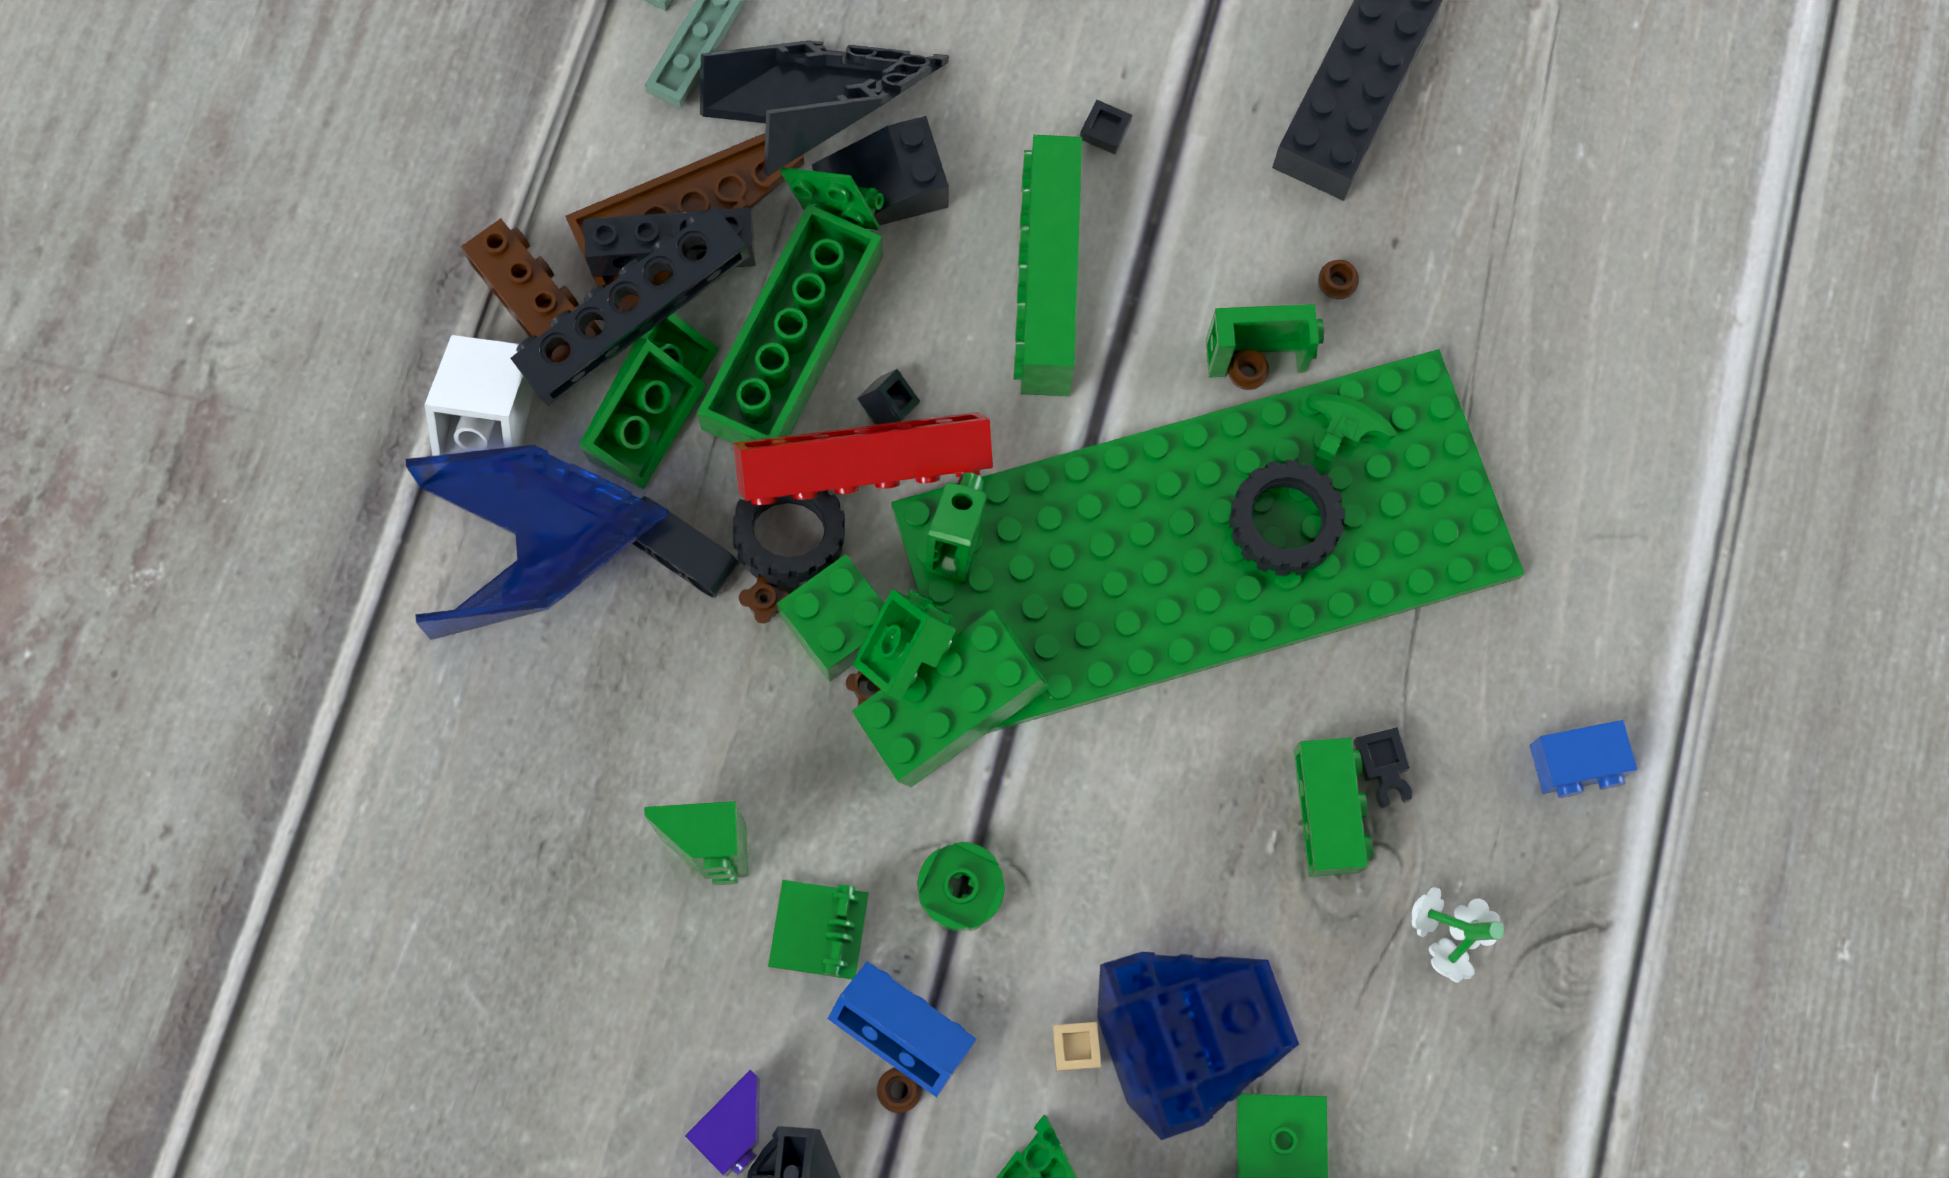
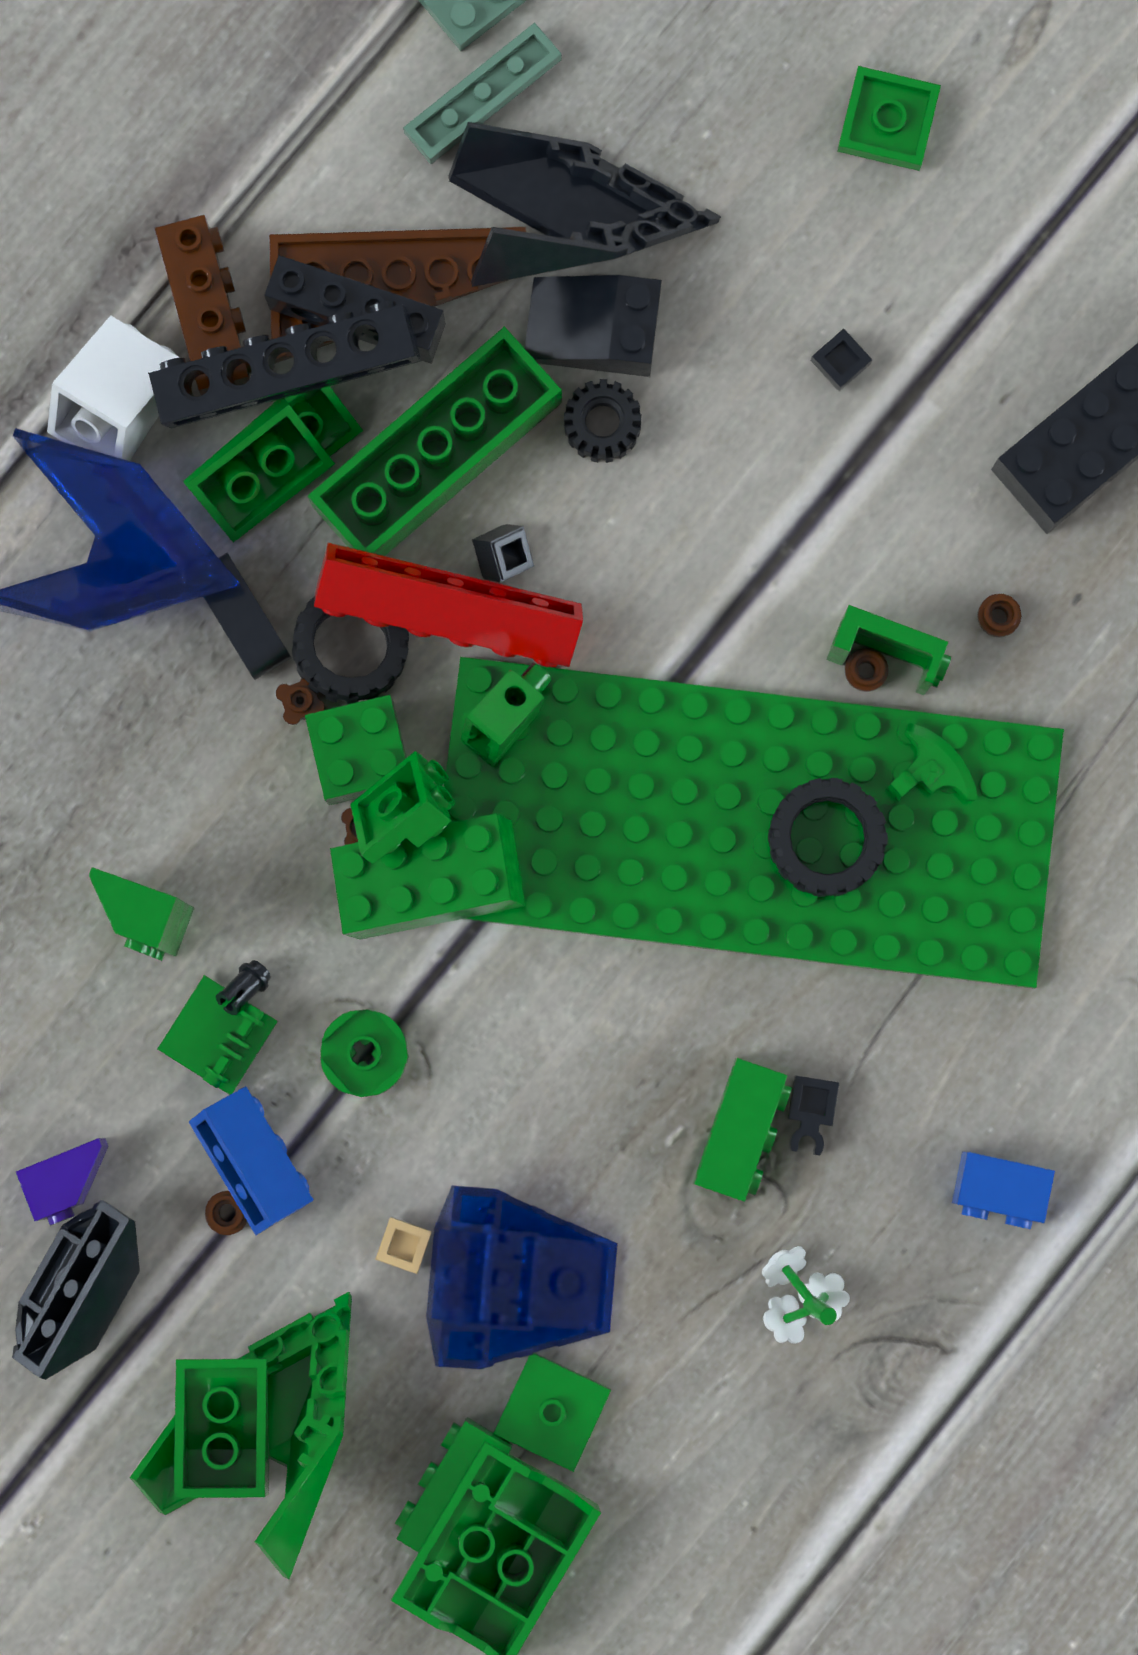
camera: 30 degrees right, 10 degrees up
(827, 863) = (250, 980): none -> black pin
(835, 195) = (537, 331): green hinge -> none
(931, 234) = (602, 395): none -> black tyre
(1048, 266) = (716, 486): green brick -> none

